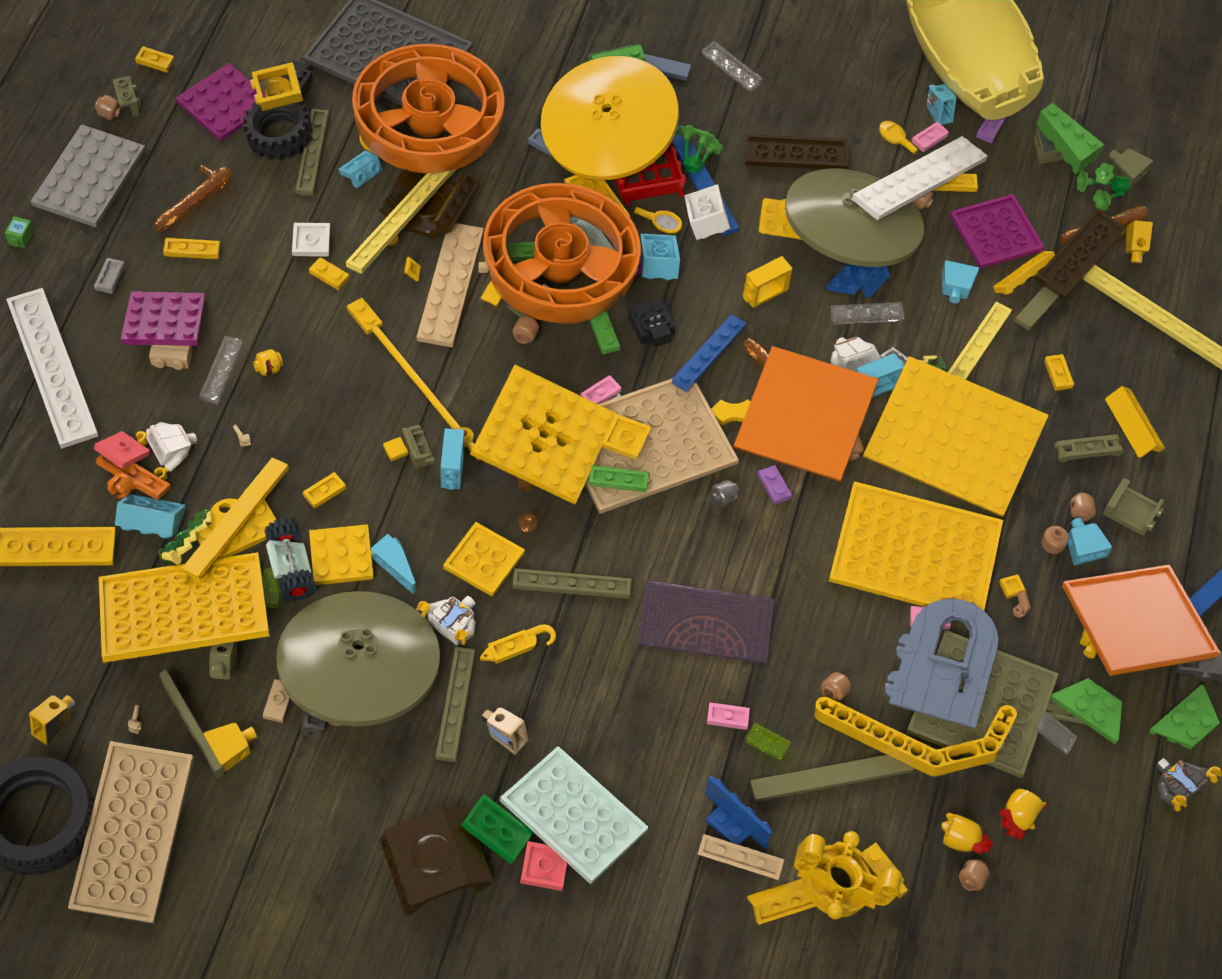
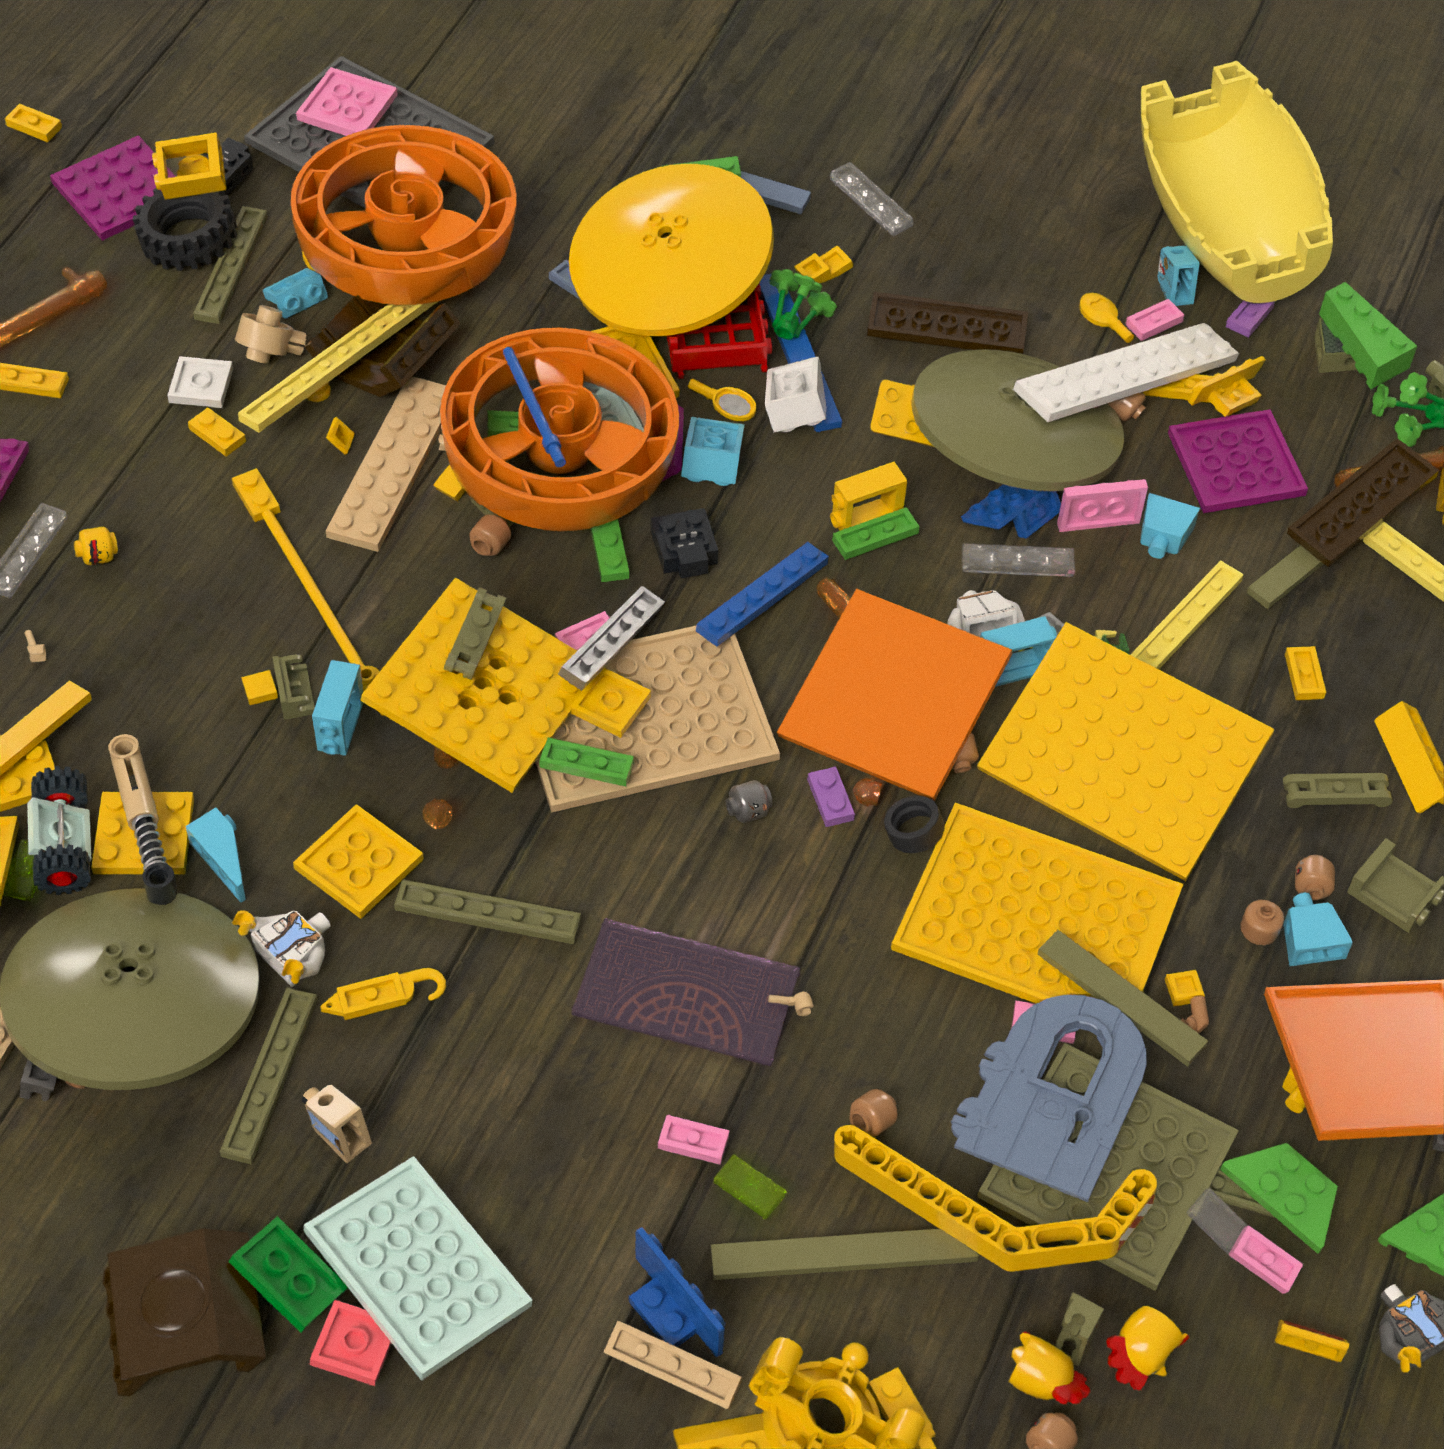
camera: 10 degrees right, 5 degrees down
(324, 490) = (147, 730): yellow plate -> none
(342, 545) = (142, 818): none -> piece
(351, 203) = (267, 335): none -> tan piece
(369, 28) = (346, 103): none -> bright pink plate
(535, 402) = (475, 634): none -> olive plate
(561, 265) = (550, 441): none -> blue bar
(619, 394) = (611, 638): none -> plate
(707, 119) = (825, 267): none -> yellow slope
(727, 412) = (777, 683): yellow tile -> none
(773, 304) = (875, 533): none -> bright green plate
(779, 621) = (801, 1001): none -> tan hand
(797, 479) = (867, 791): none -> clear orange plate
(834, 509) = (918, 840): none -> black tyre
(916, 271) = (1102, 505): none -> bright pink plate
(972, 593) = (1112, 988): none -> olive tile
(981, 805) = (1079, 1325): none -> olive hinge
(986, 183) = (1230, 390): none -> yellow bracket
(1020, 275) = (1265, 526): yellow plate -> none
(1085, 751) = (1265, 1259): none -> bright pink plate
(1118, 797) = (1311, 1341): none -> yellow slope

